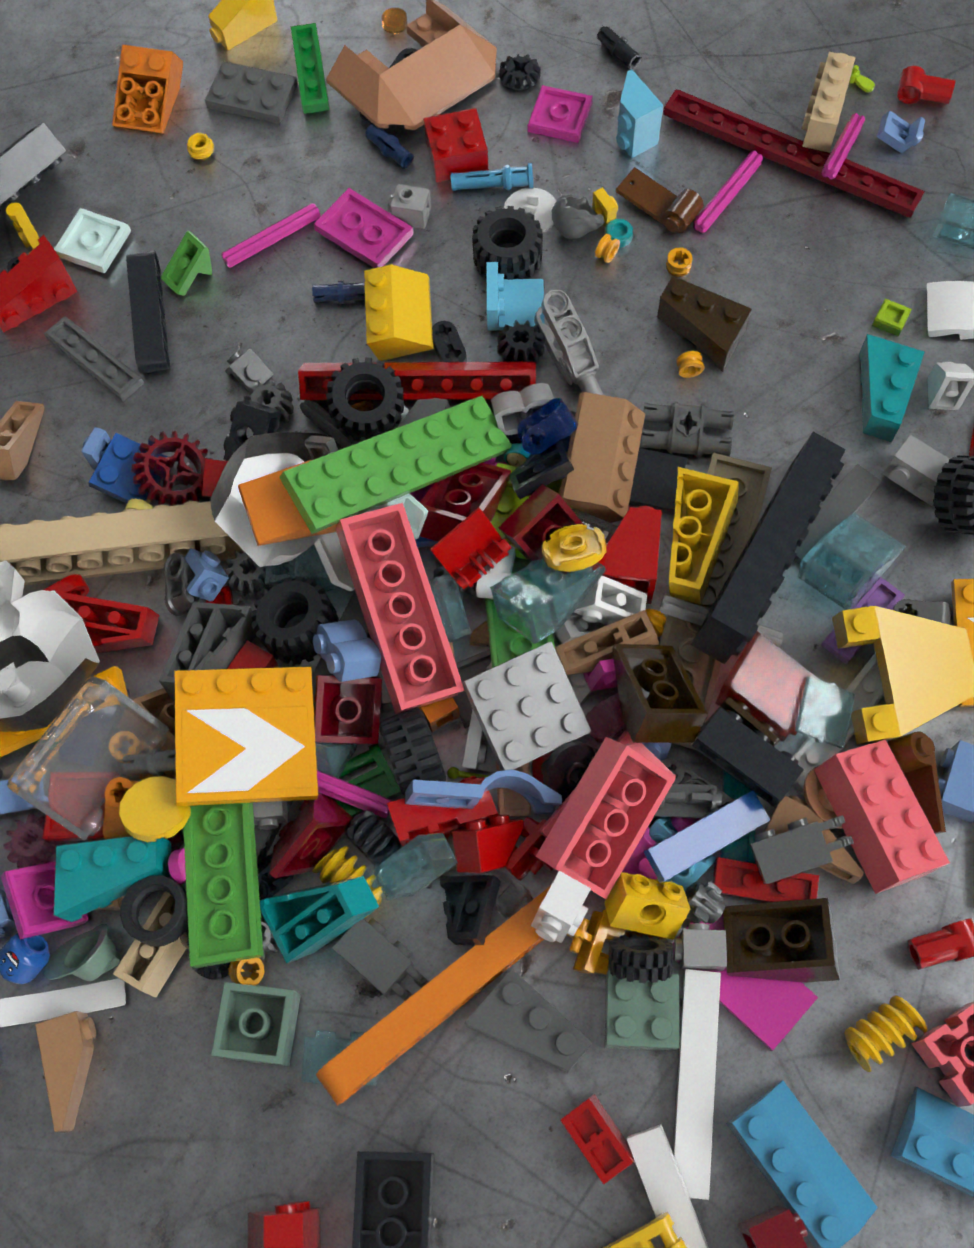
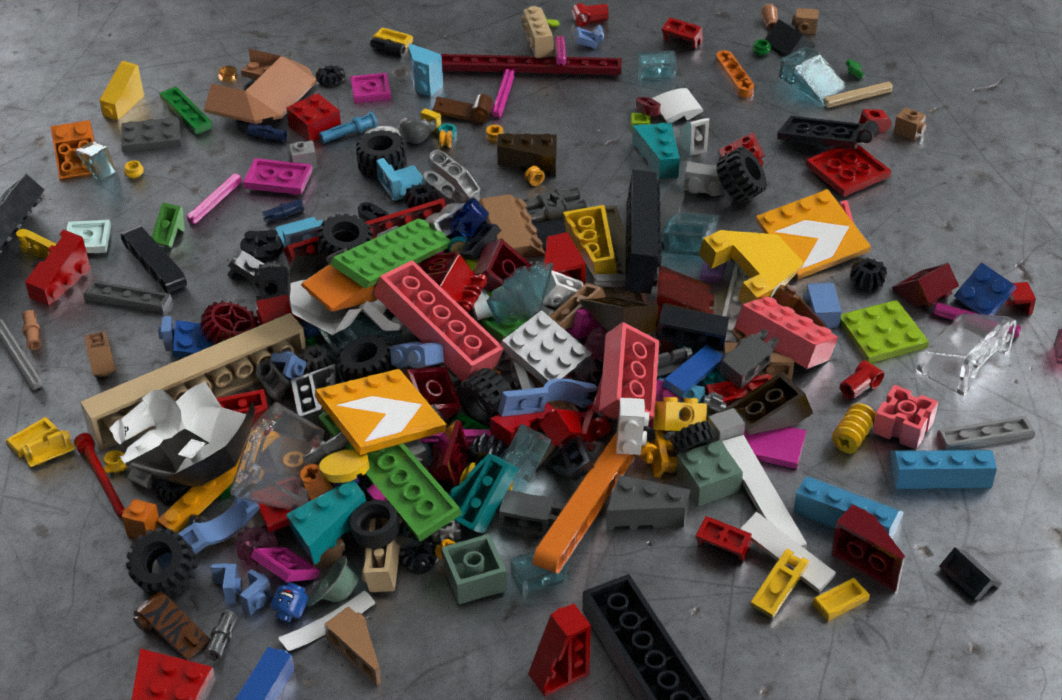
camera: 30 degrees left, 25 degrees down
(159, 117) = (97, 160): none -> clear light blue slope
(281, 327) = (268, 239): none -> black plate
(338, 340) = (298, 231): none -> medium azure bracket
(397, 311) = (327, 199): yellow slope -> none
(574, 548) = (526, 262): yellow tile -> none
(635, 32) = (395, 36): none -> yellow tile
(825, 712) = (722, 299): clear light blue piece -> none
(914, 297) = (647, 106): none -> dark red beam

